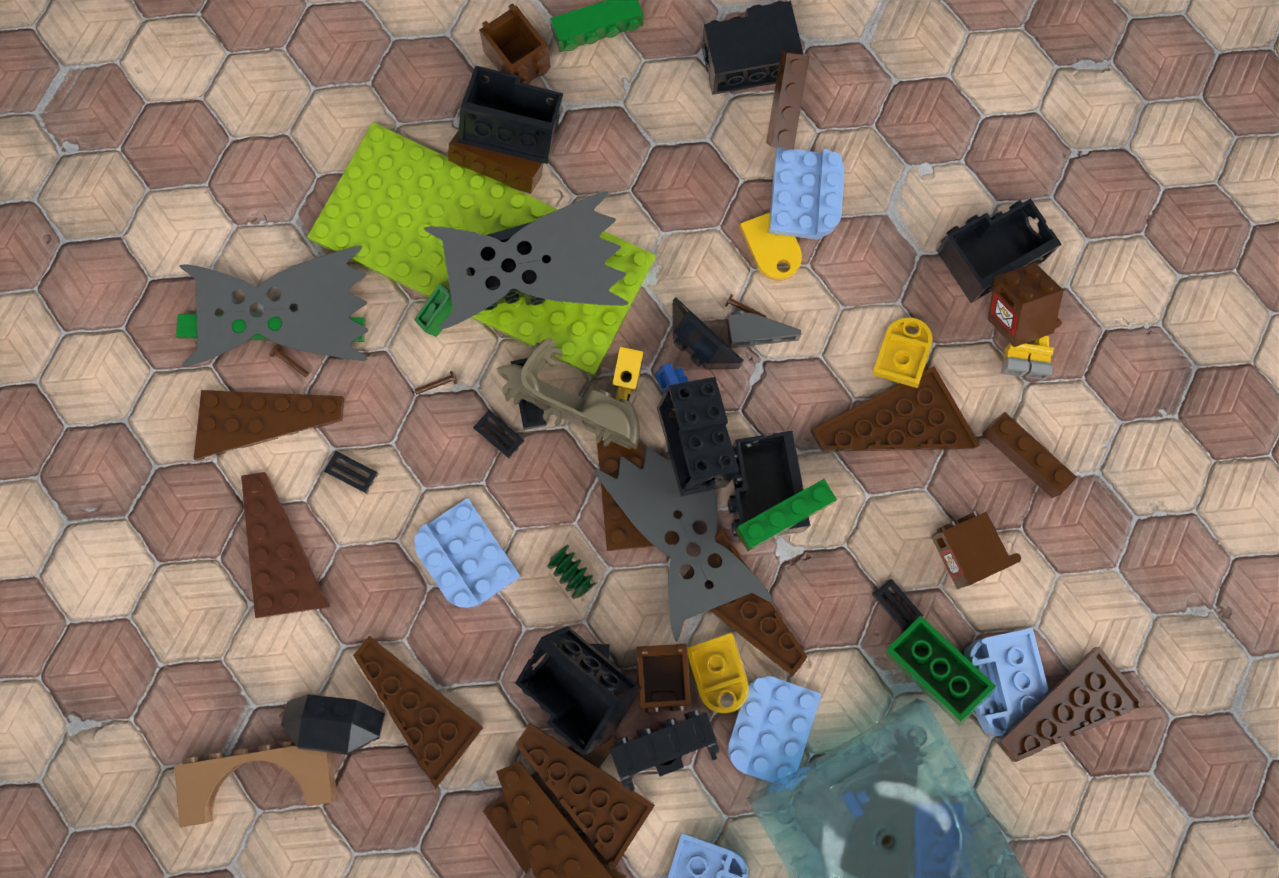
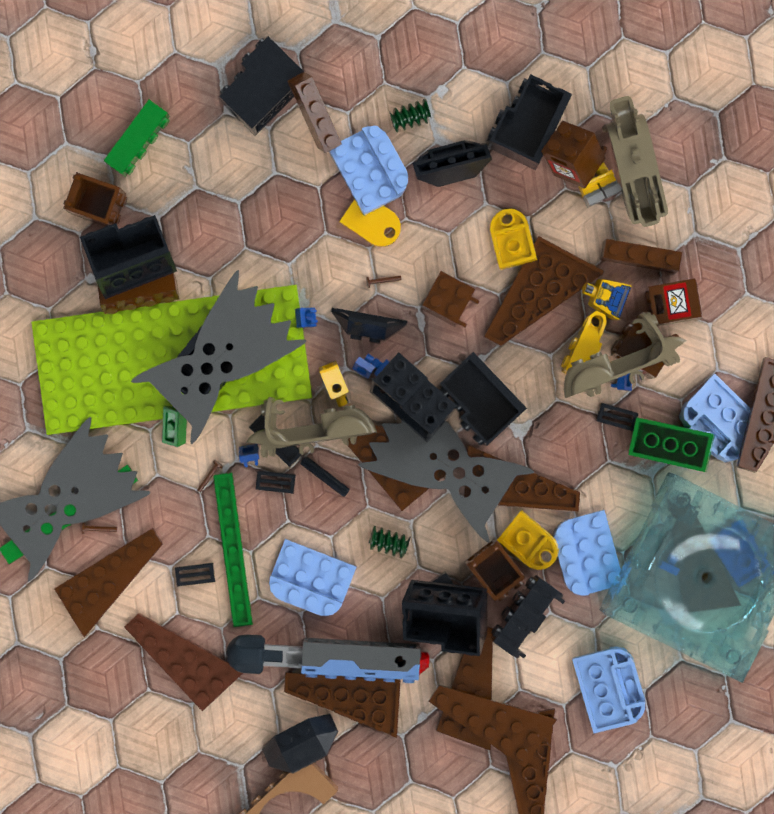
camera: 30 degrees left, 10 degrees up
(406, 474) = (233, 549): none -> green tile
(428, 653) = (330, 658): none -> piece
(490, 386) = (249, 453): none -> blue tile
(552, 462) = (323, 475): none -> black axle
(588, 793) = (495, 675): reddish brown wing -> none
(643, 292) = (306, 317): none -> blue tile
(753, 330) = (398, 293): dark grey slope -> none
(785, 515) = (507, 414): green brick -> none
(800, 365) = (449, 299): none -> reddish brown container
(878, 168) = (411, 115): none -> dark green piece
(891, 240) = (452, 163): none -> black wedge
(909, 508) = (586, 342): none -> yellow brick
(913, 534) = (599, 370): none -> dark tan piece
(930, 571) = (623, 383): none -> blue tile
(967, 473) = (607, 297): none -> torso
(1043, 525) = (679, 301): none -> container
(1085, 354) = (636, 163): none -> dark tan piece

